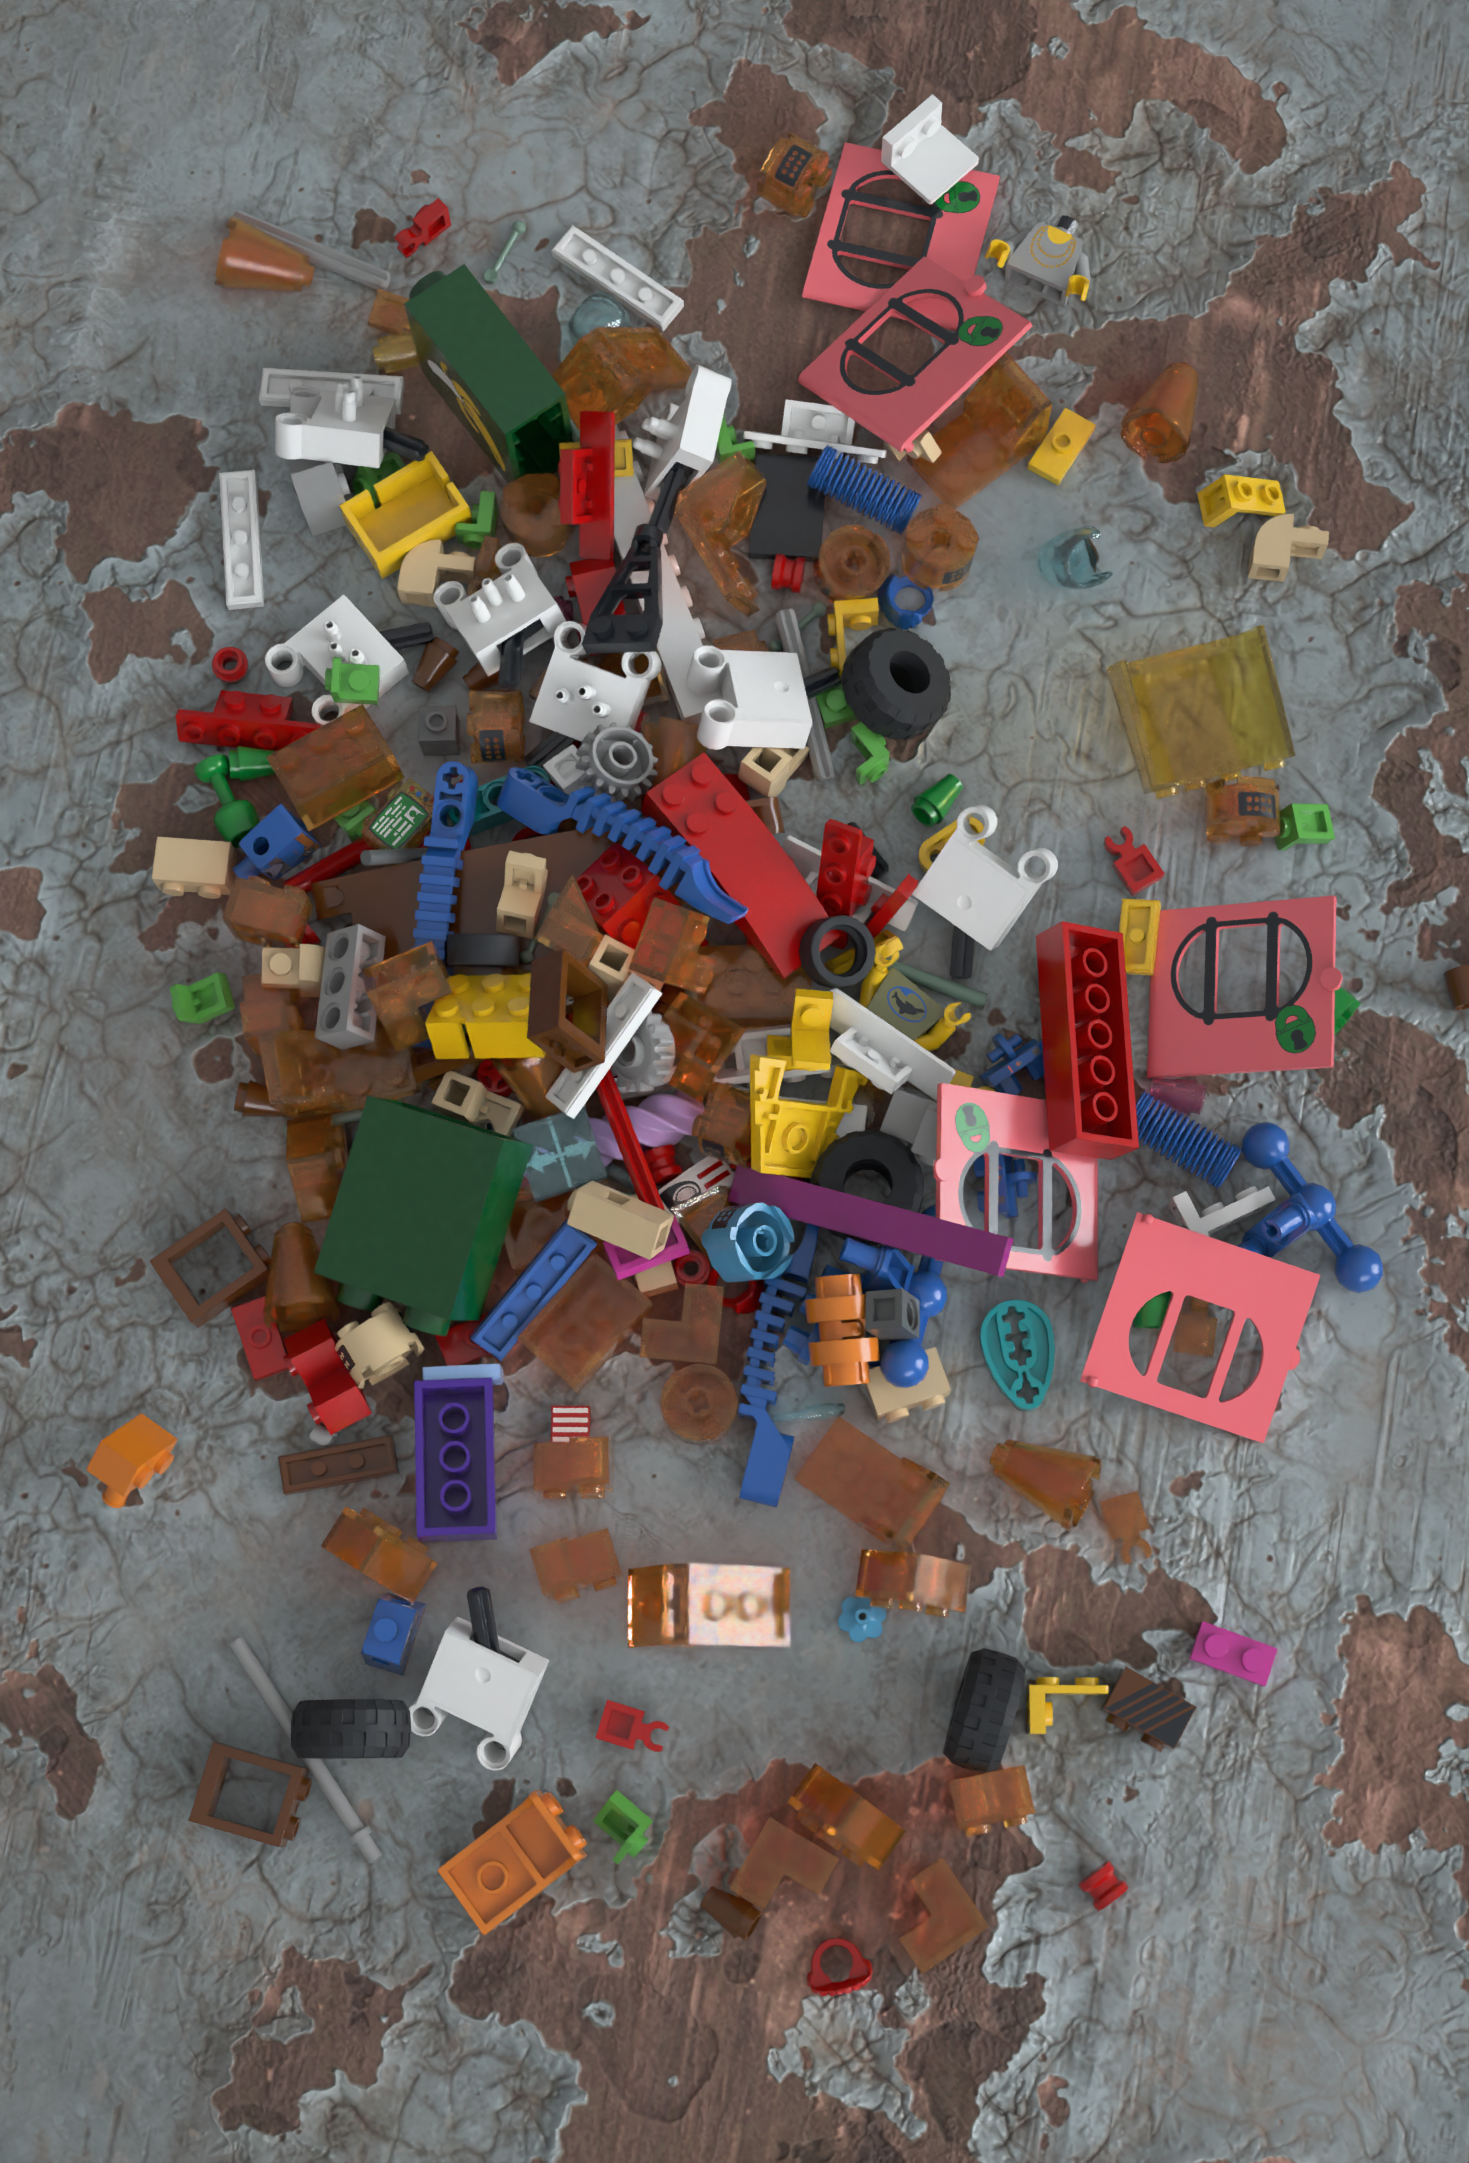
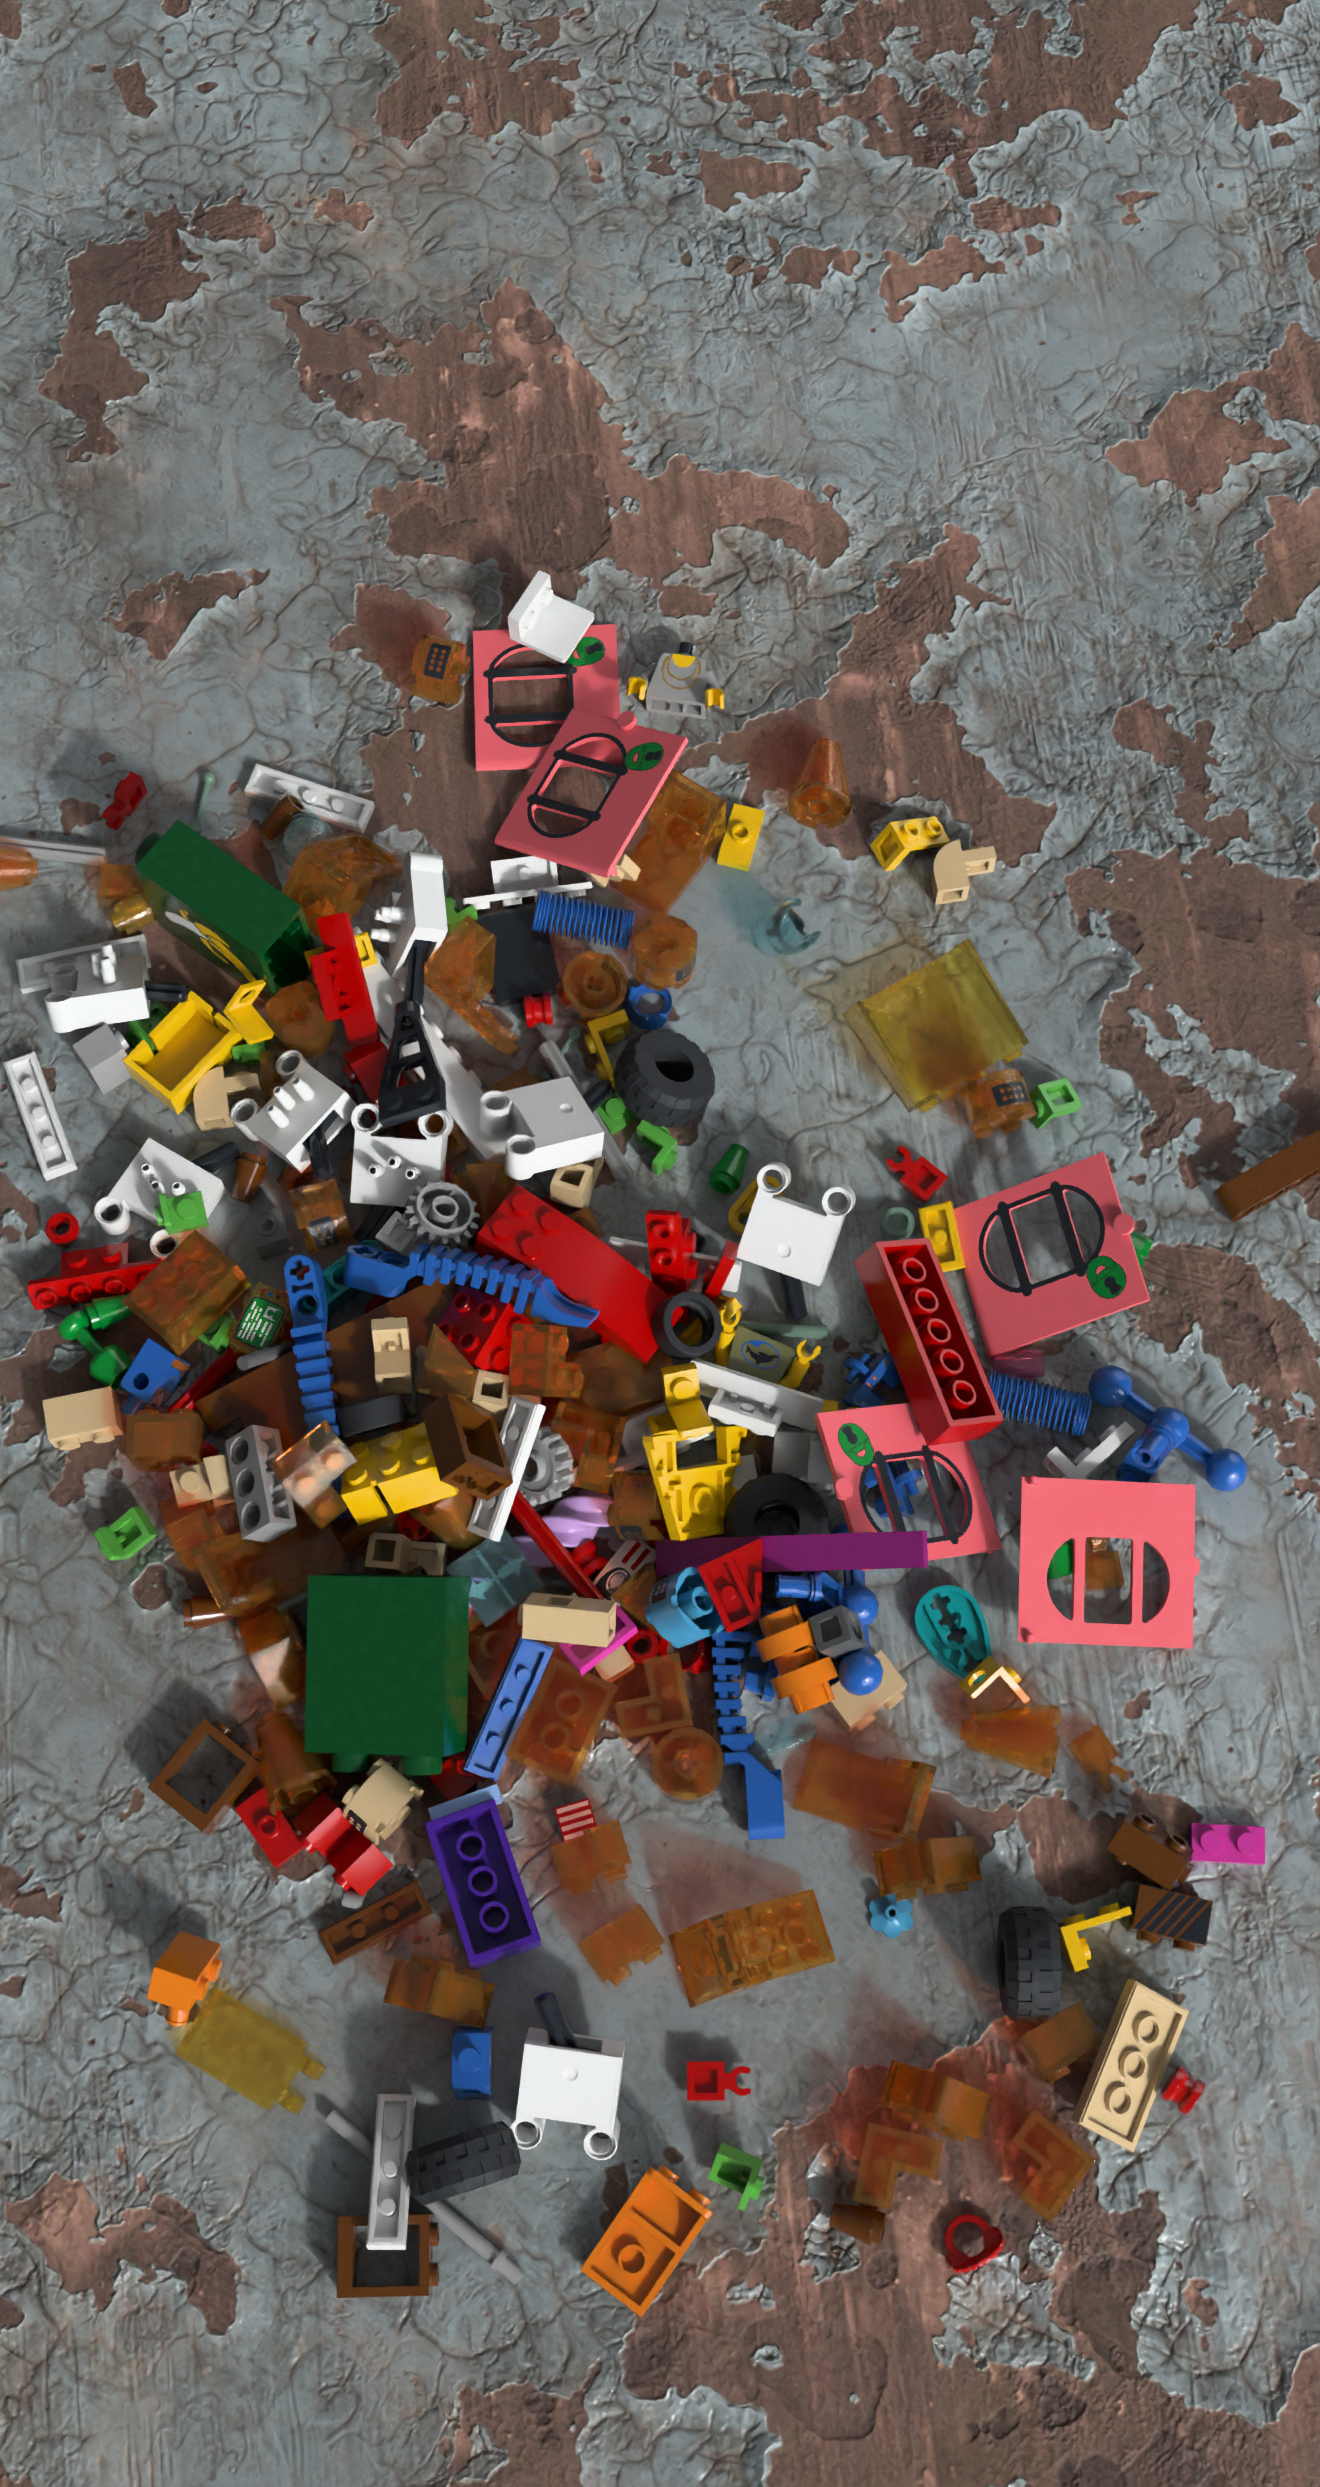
camera: 20 degrees left, 5 degrees down
(174, 1554) = (247, 2052): none -> clear yellow tile
(272, 1726) = (388, 2179): none -> white tile
(478, 492) = (245, 1016): none -> yellow bracket
(580, 288) = (279, 815): none -> reddish brown cone
(803, 1235) = (736, 1584): none -> red wing
(1043, 1402) = (993, 1670): none -> yellow bracket
(1057, 1844) = (1130, 2065): none -> tan tile
(1096, 908) = (897, 1223): none -> sand green tile
(1150, 1636) = (1151, 1850): none -> reddish brown brick

